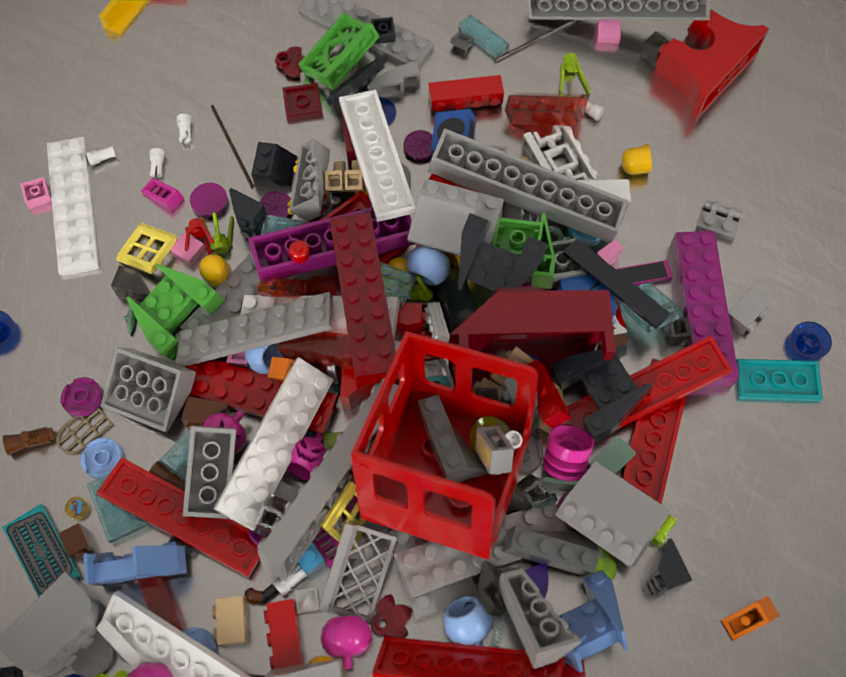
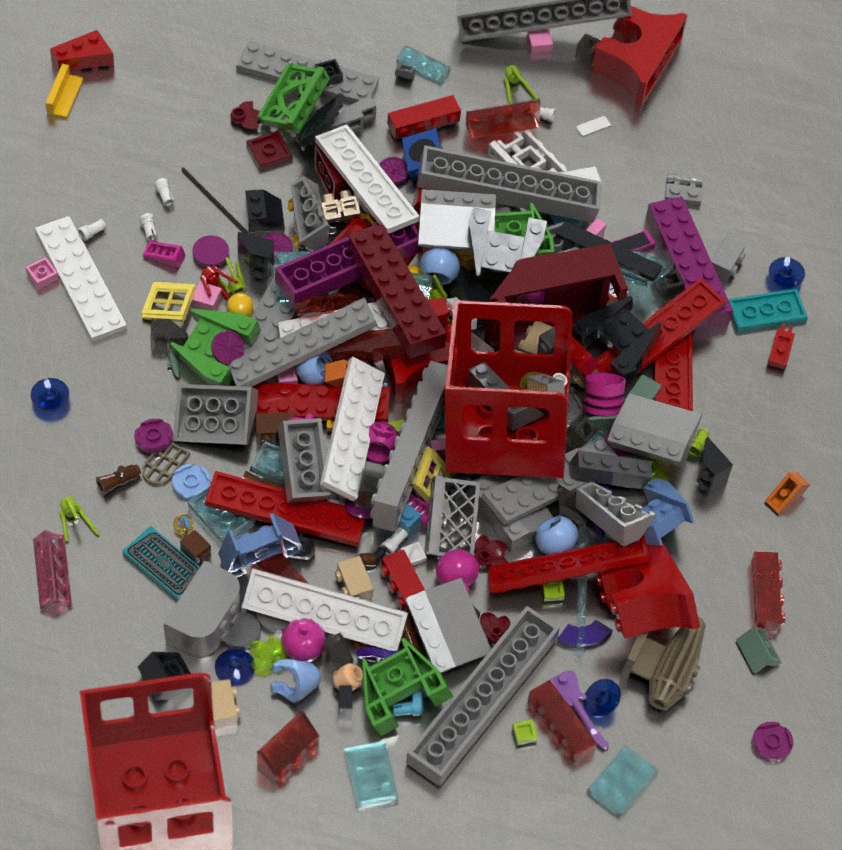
camera: 20 degrees left, 10 degrees down
(119, 644) = (265, 612): white sticker -> none
(182, 313) = (227, 347): none -> magenta wheel
(193, 569) = (308, 549): none -> black plate
(299, 251) = (326, 270): red piece -> none
(534, 40) = (471, 60): dark brown axle -> none
(637, 160) = (598, 149): yellow helmet -> none
(640, 131) = (593, 125): none -> white sticker
(784, 430) = (781, 347): none -> red hinge

